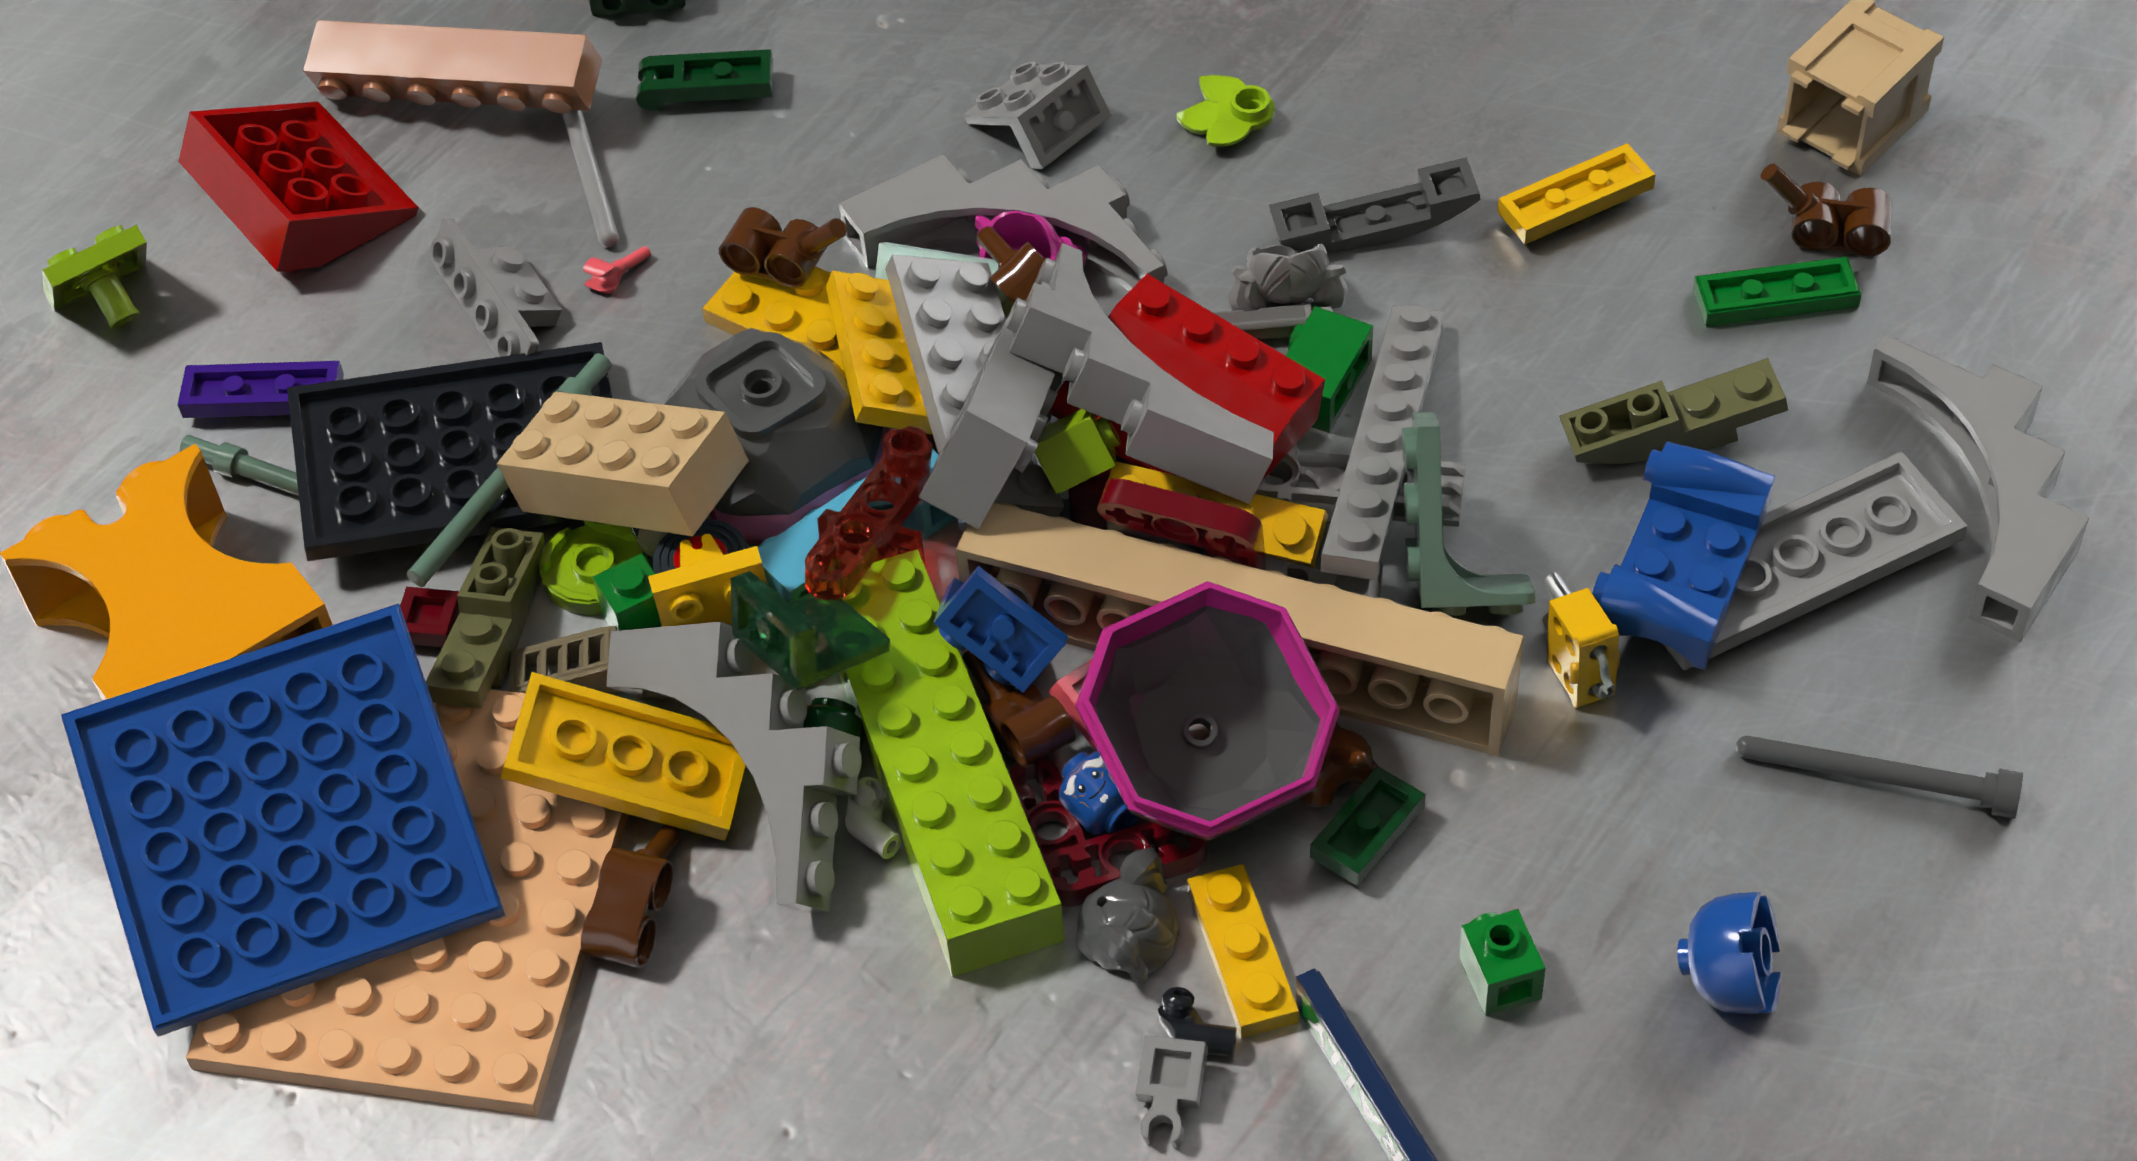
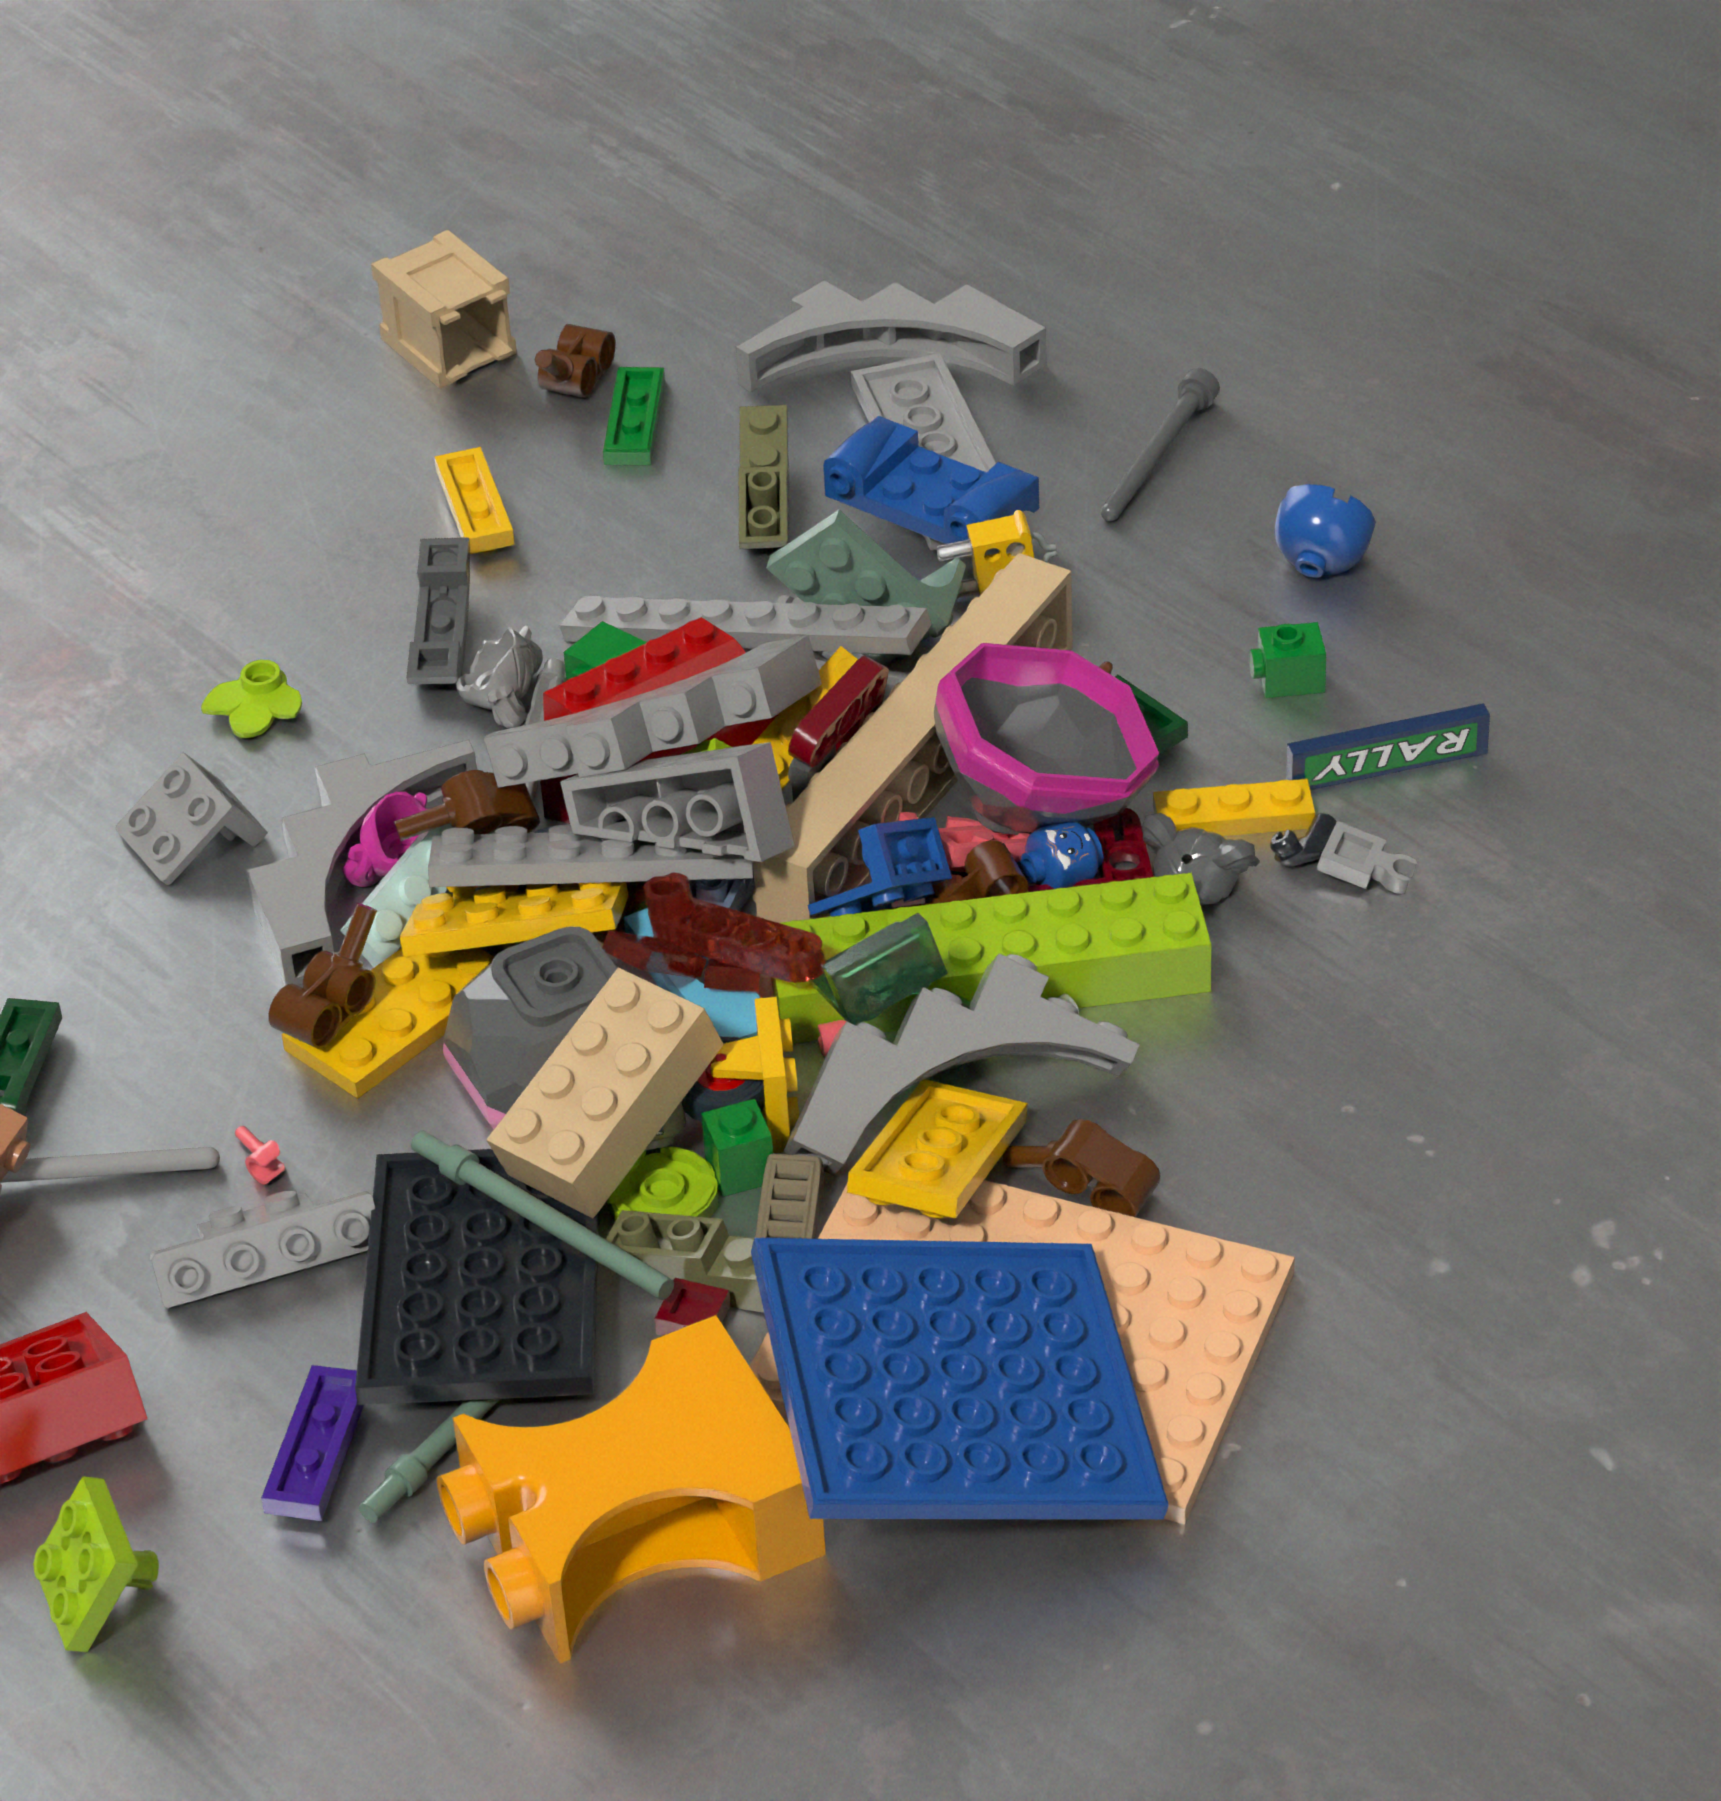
camera: 80 degrees left, 10 degrees down
(819, 455) = (654, 954): none -> clear red tile

